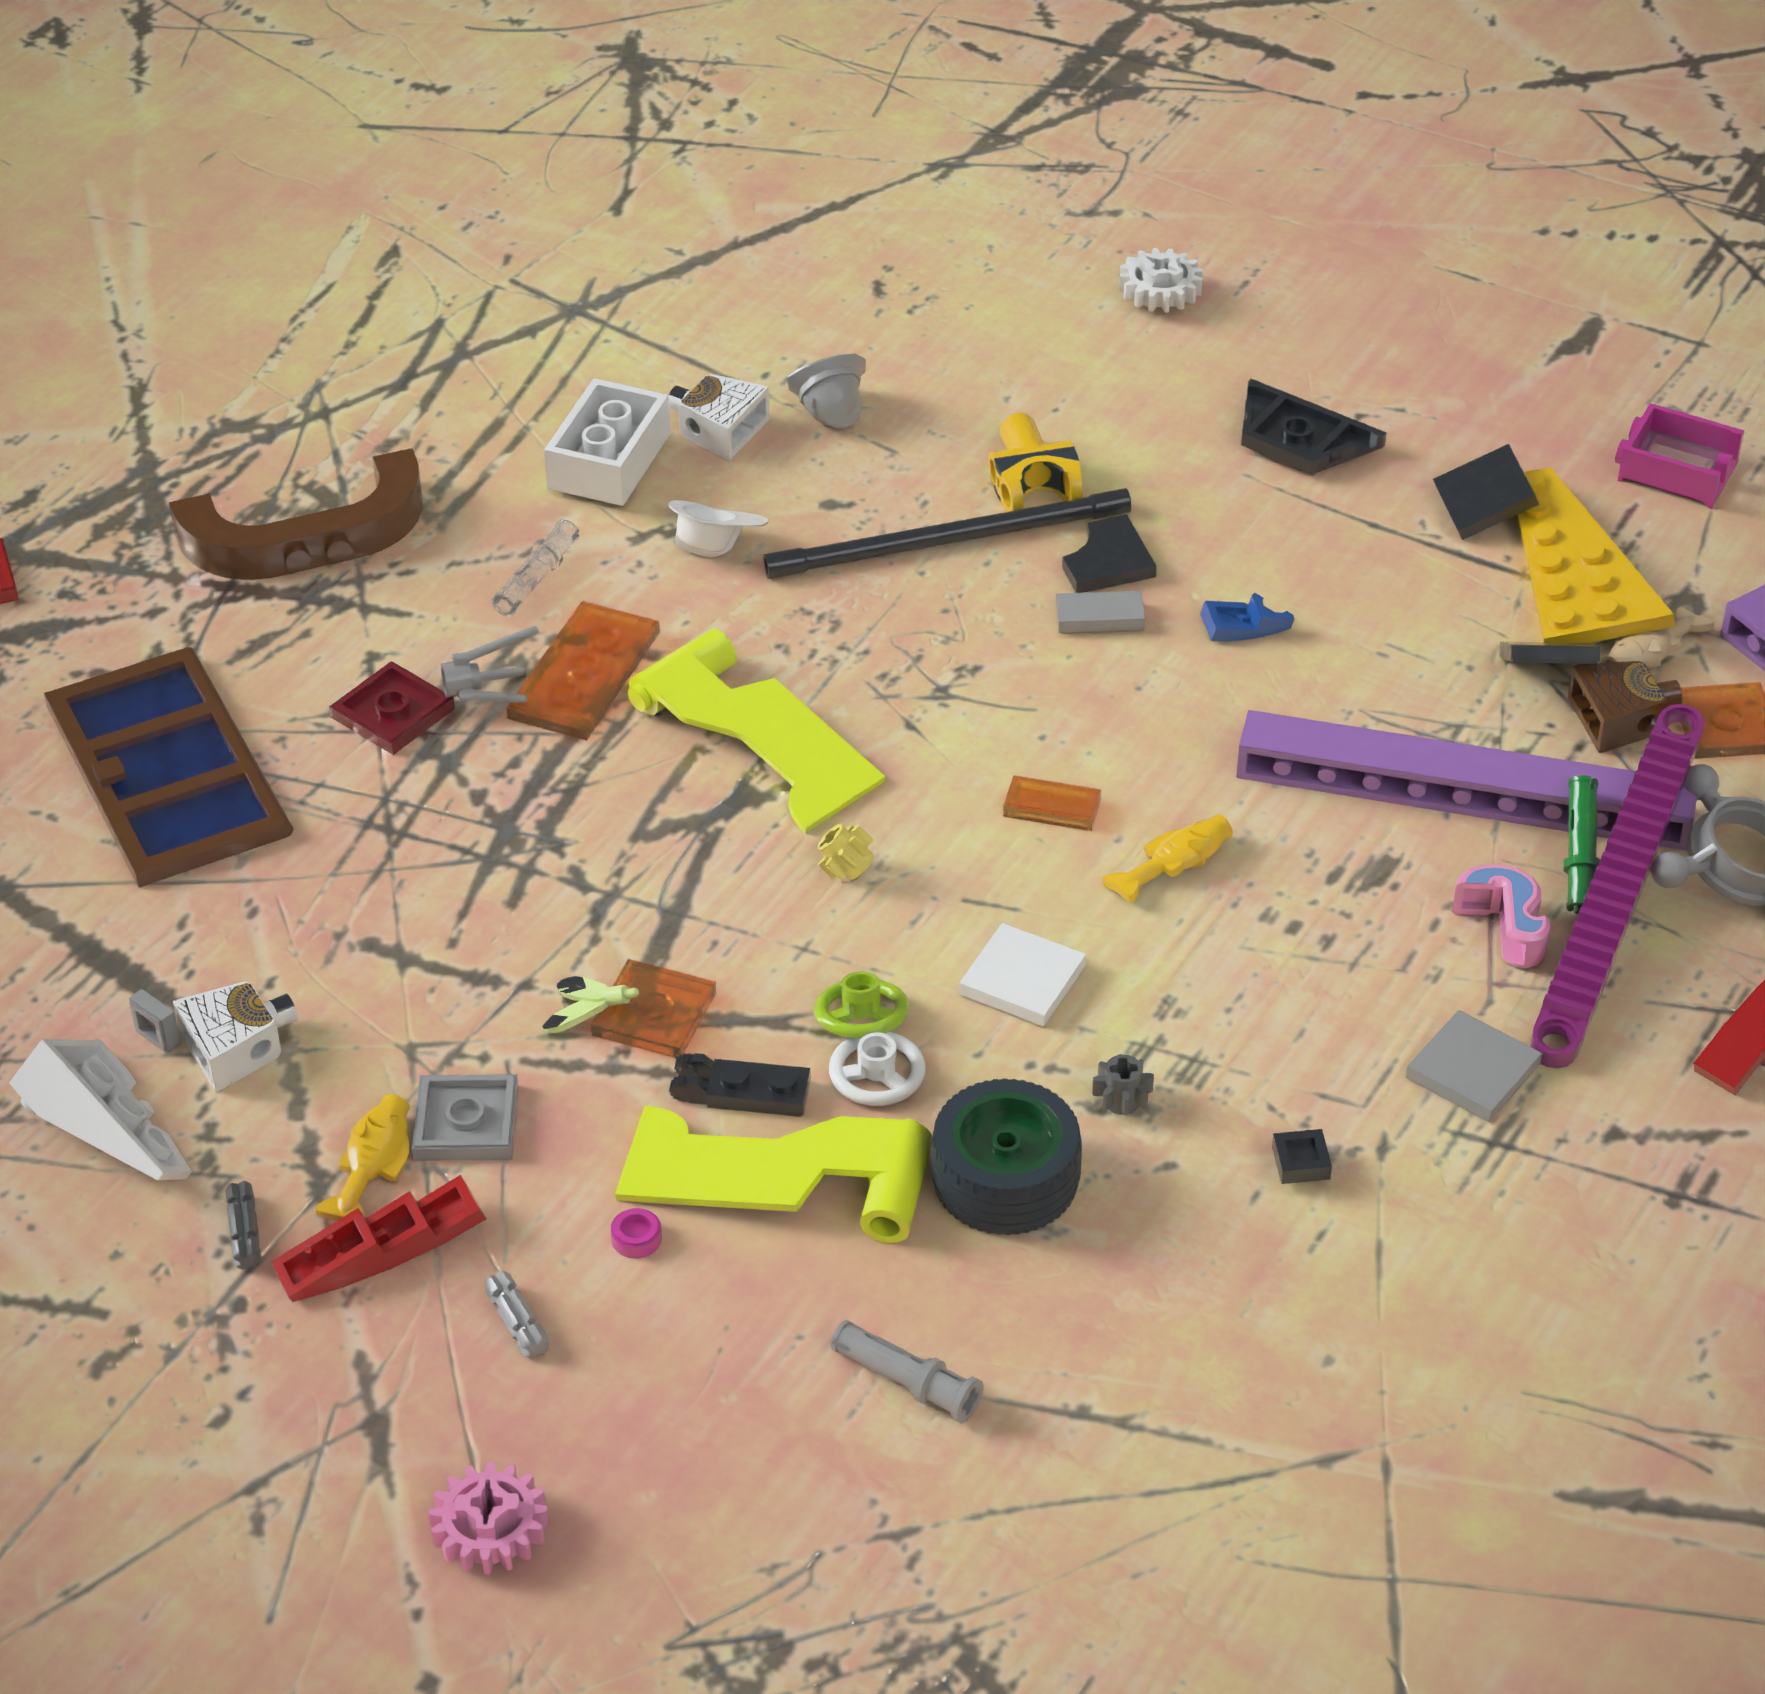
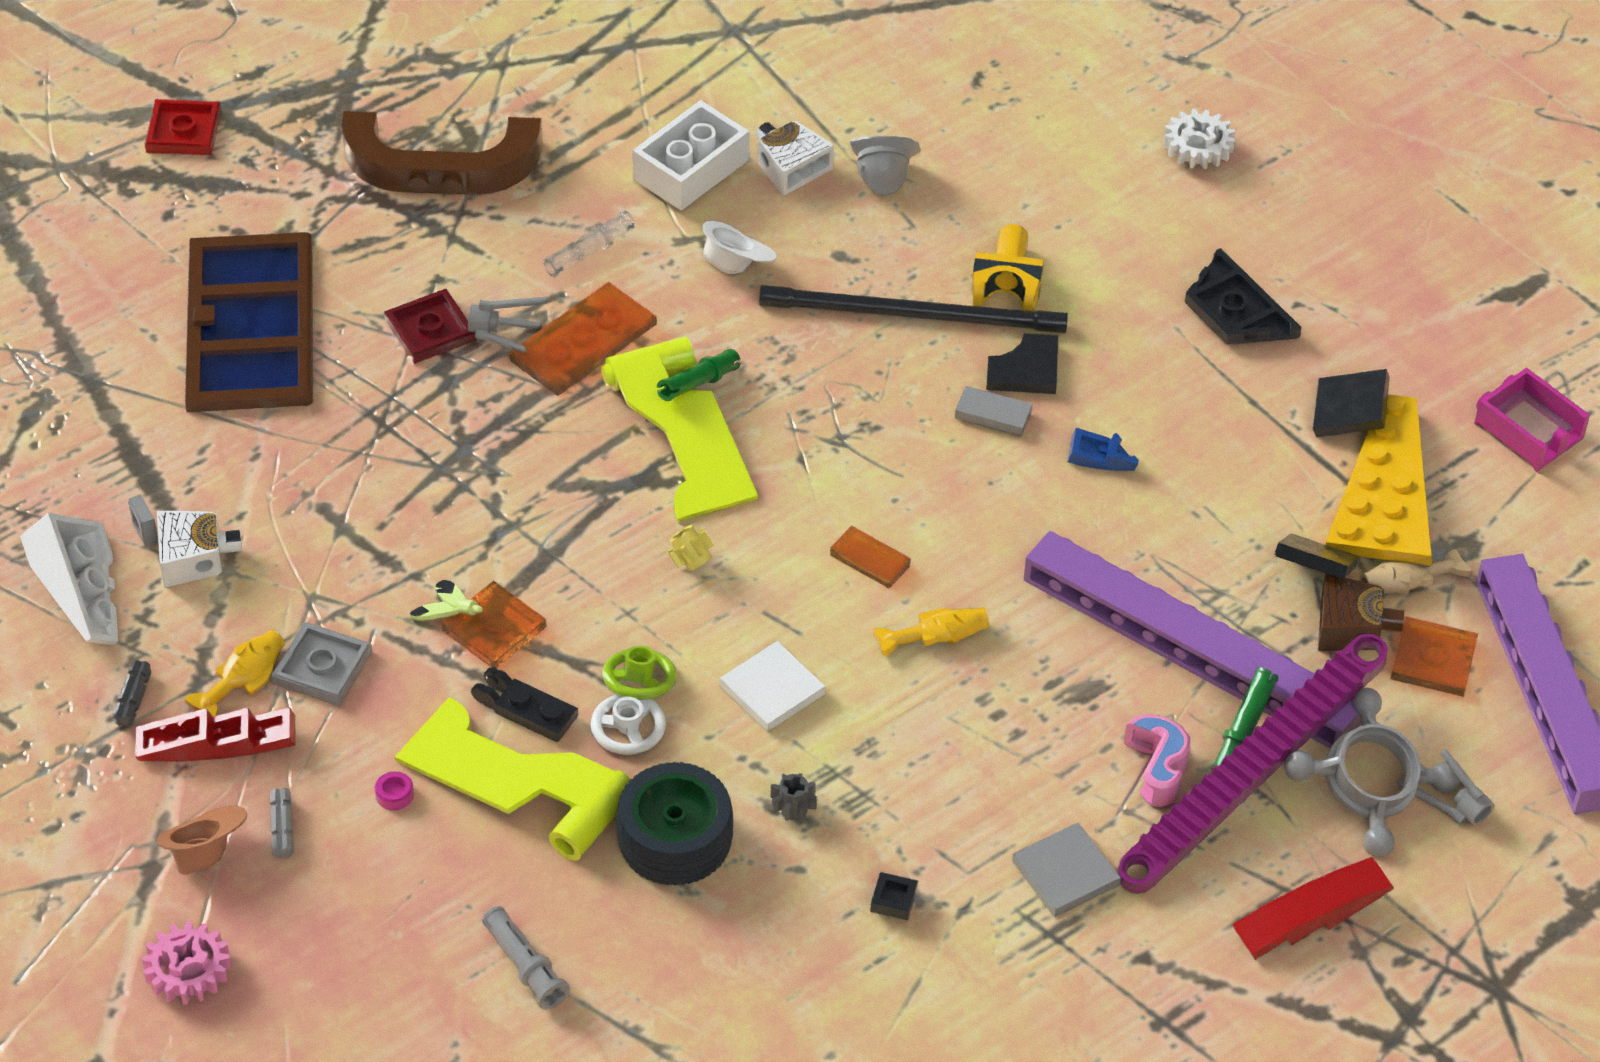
camera: 20 degrees right, 5 degrees up
(432, 1361) = (203, 839): none -> nougat piece
(755, 659) = (707, 370): none -> green pin

